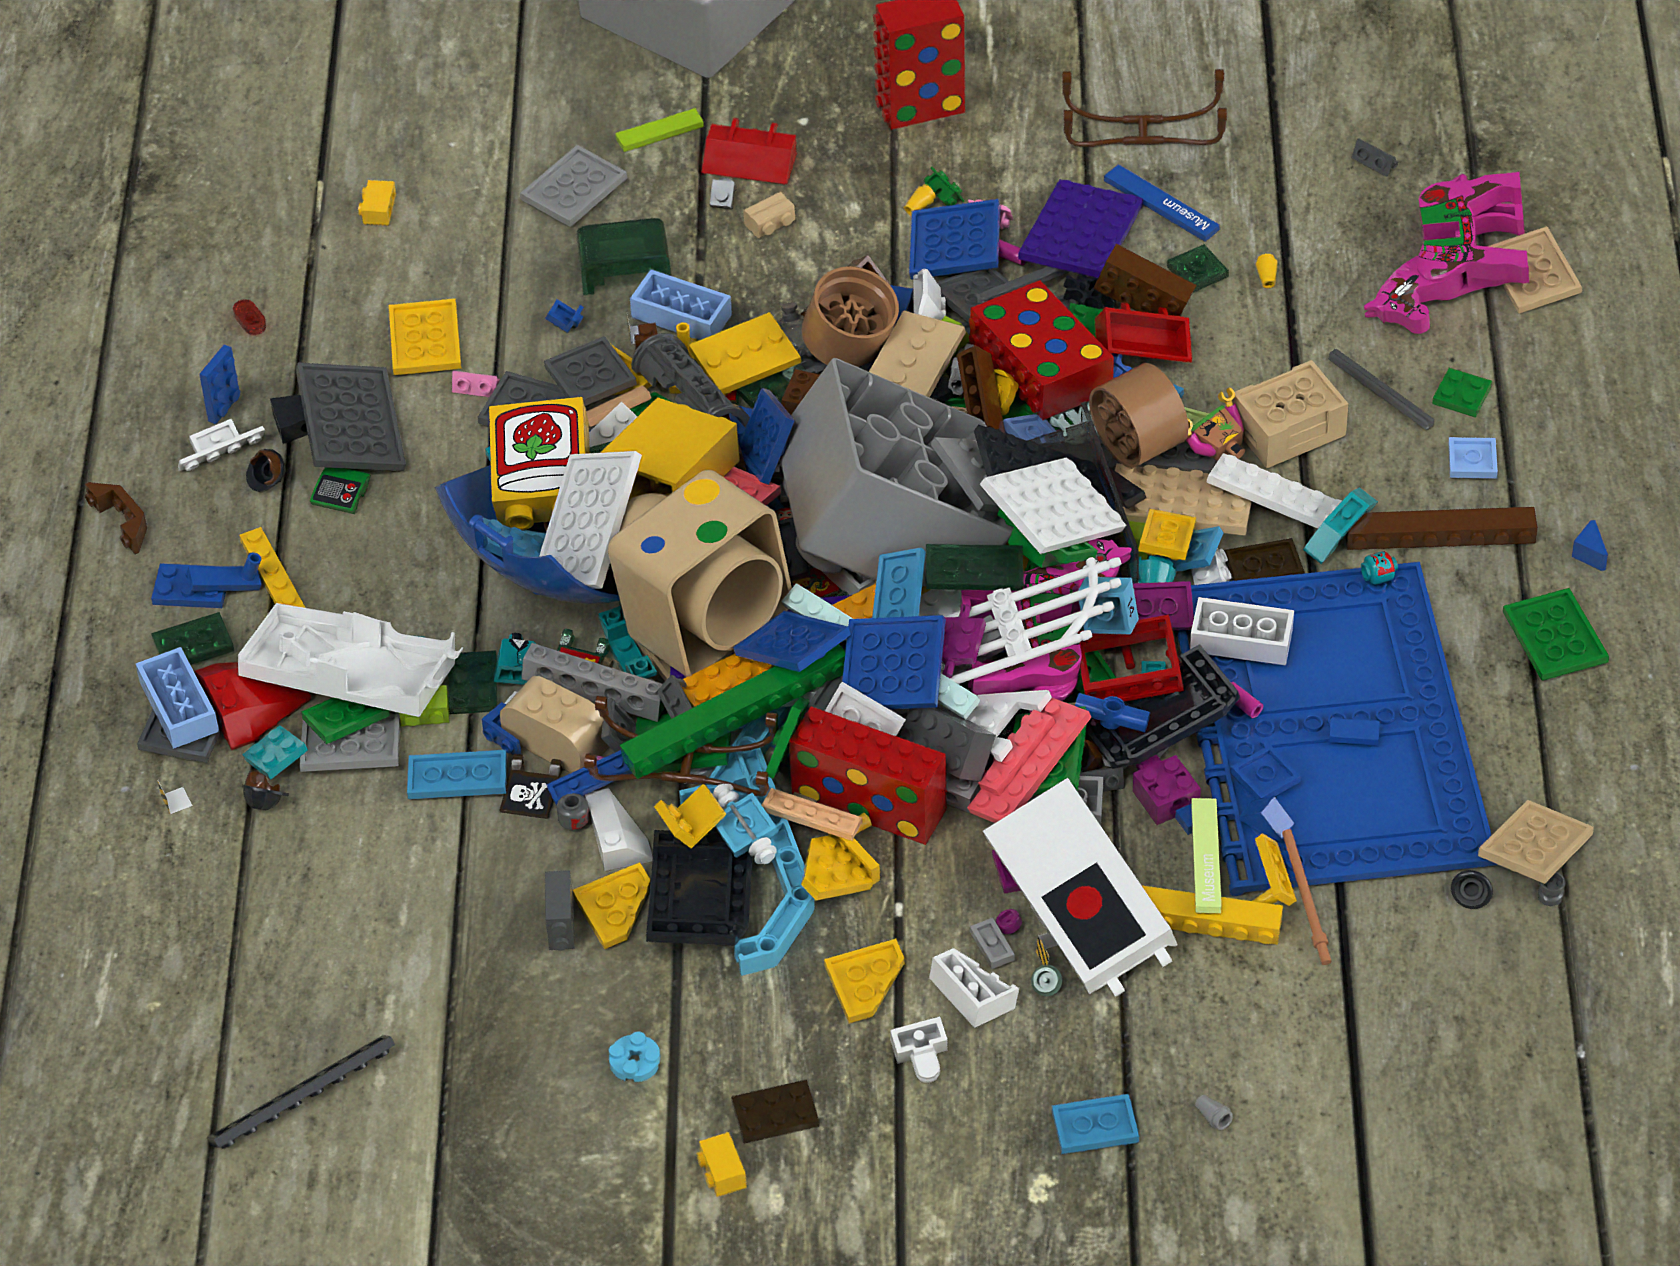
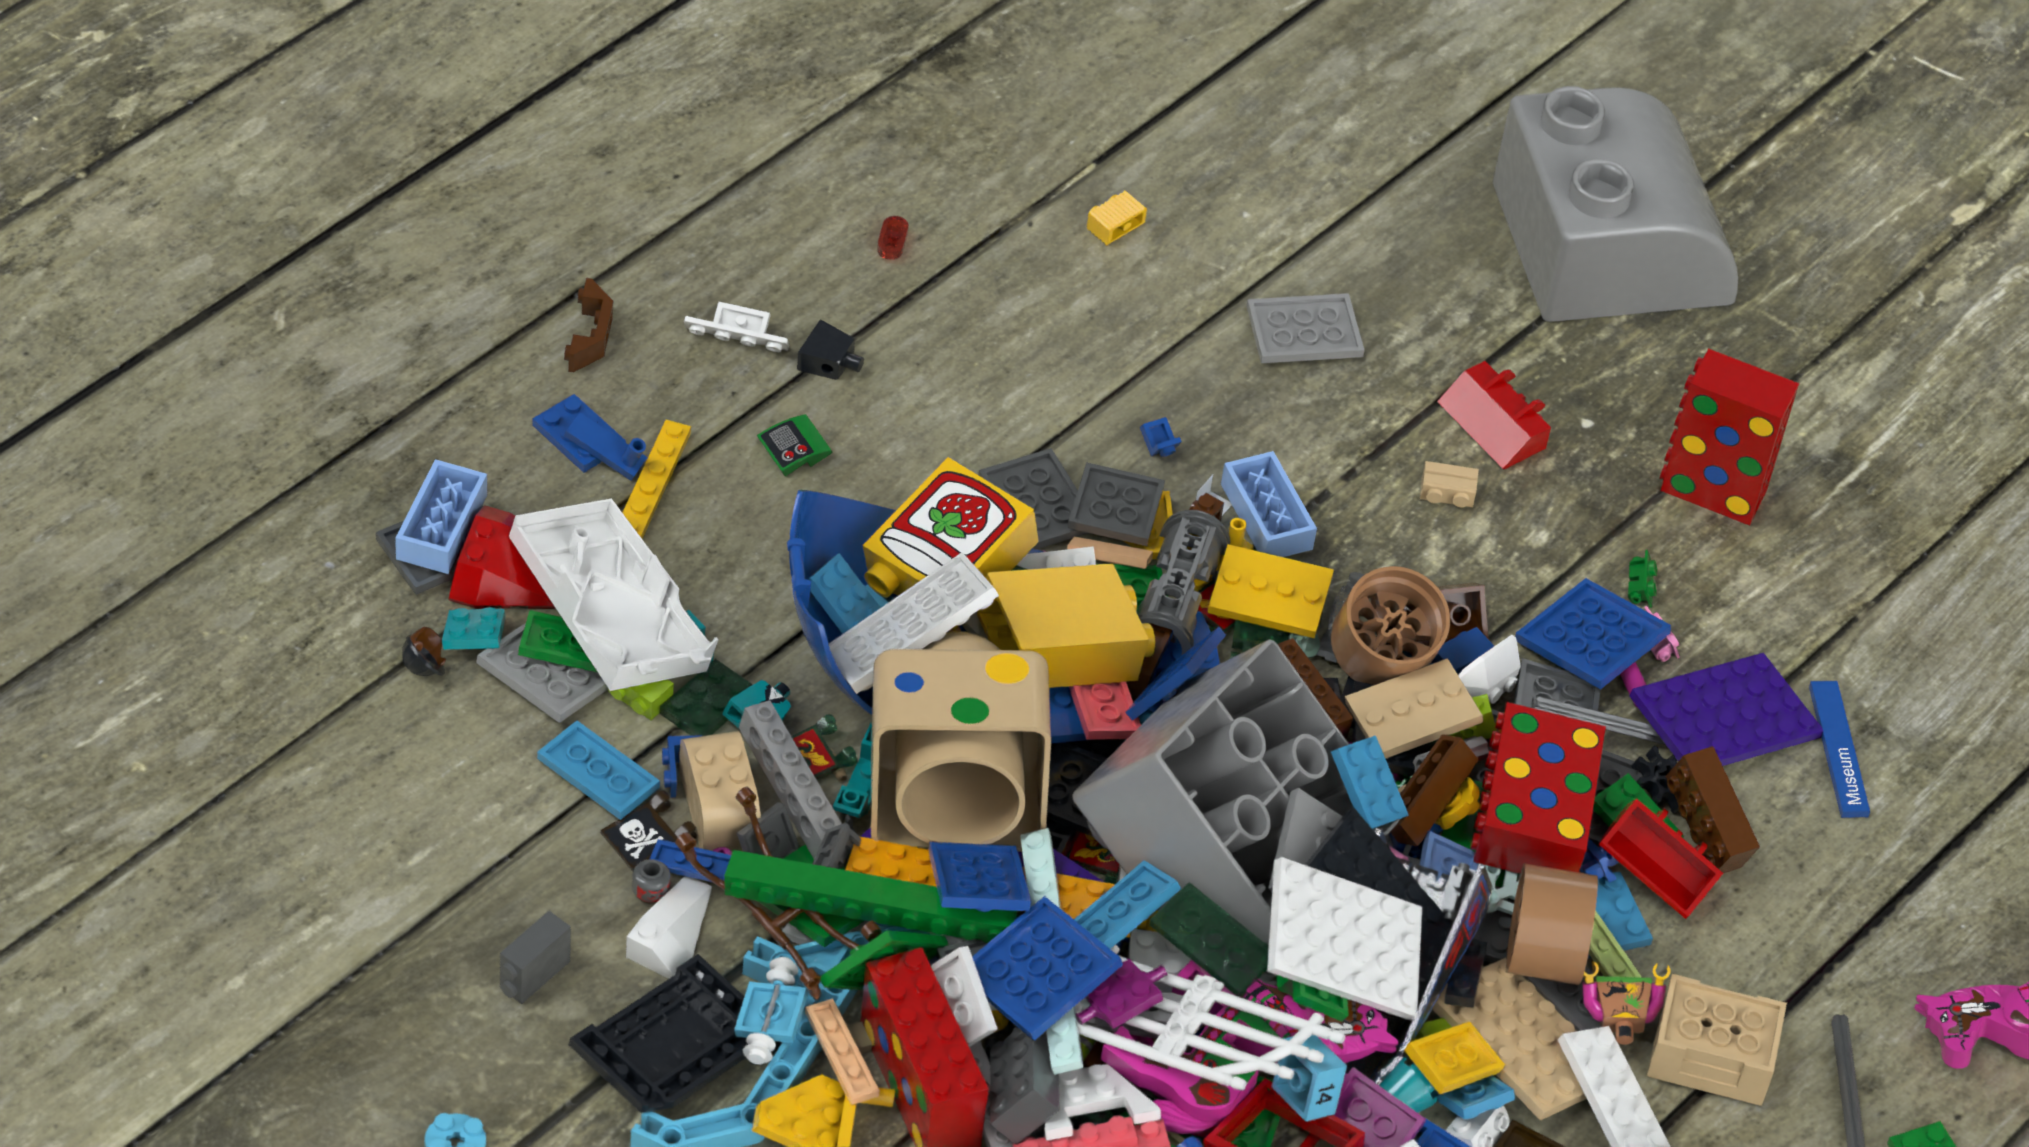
camera: 35 degrees right, 0 degrees up
(175, 800) = (353, 605): white sticker -> none
(198, 638) = (524, 481): clear green plate -> none
(219, 384) = (787, 274): blue plate -> none
(265, 470) = (749, 380): black piece -> none
(310, 1087) = (146, 936): black plate -> none
(350, 417) = (868, 386): dark grey plate -> none
(424, 336) = (1019, 365): yellow plate -> none
(473, 383) = (1012, 438): bright pink hinge -> none
(614, 903) = (594, 991): yellow plate -> none
(621, 250) = (1272, 418): clear green windscreen -> none
(659, 130) = (1442, 334): lime tile -> none
(693, 817) = (729, 970): yellow bracket -> none
(722, 193) = (1430, 433): bracket -> none
(920, 199) = (1607, 573): yellow cone -> none
(954, 408) = (1369, 782): none -> dark azure plate
(1068, 437) = (1456, 889): none -> hinge
(1143, 120) = (1911, 657): reddish brown bar -> none
(1198, 267) = (1799, 836): clear green plate -> none
(1267, 268) = (1866, 889): yellow cone -> none

